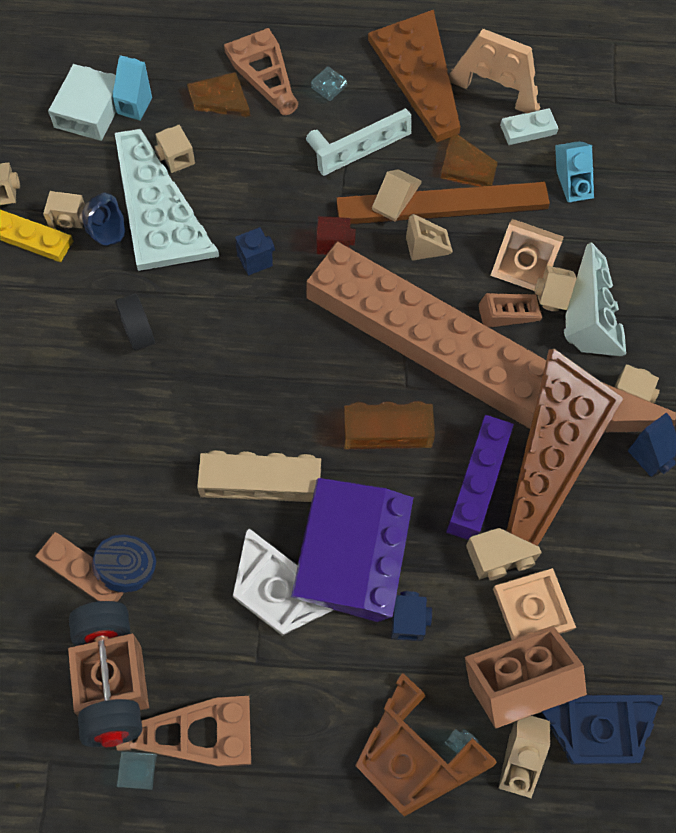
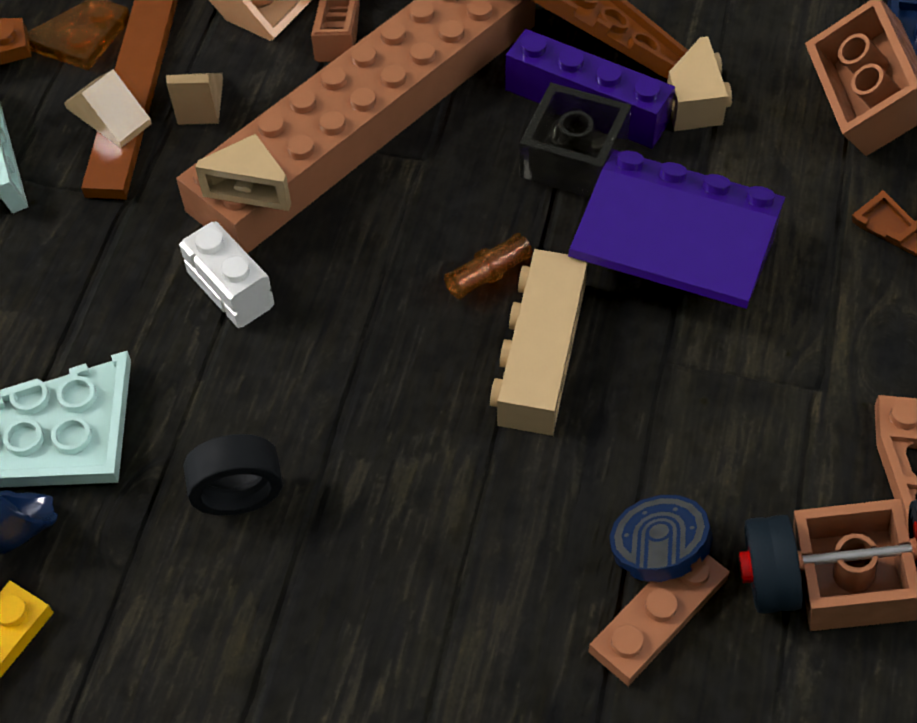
camera: 75 degrees left, 10 degrees down
(255, 250) = (145, 300): dark blue brick -> none
(266, 587) = (715, 345): white wing -> none
(280, 289) = (227, 274): none -> white brick
(316, 437) = (488, 265): none -> clear orange pin
(333, 230) = (151, 198): clear red brick -> none
(334, 276) = (244, 175): none -> tan slope
(388, 425) = (487, 177): clear orange brick -> none
(410, 617) = (785, 181): dark blue brick -> none
(425, 472) = (572, 139): none -> clear smoke brick
(533, 604) = (772, 69): light nougat plate -> none

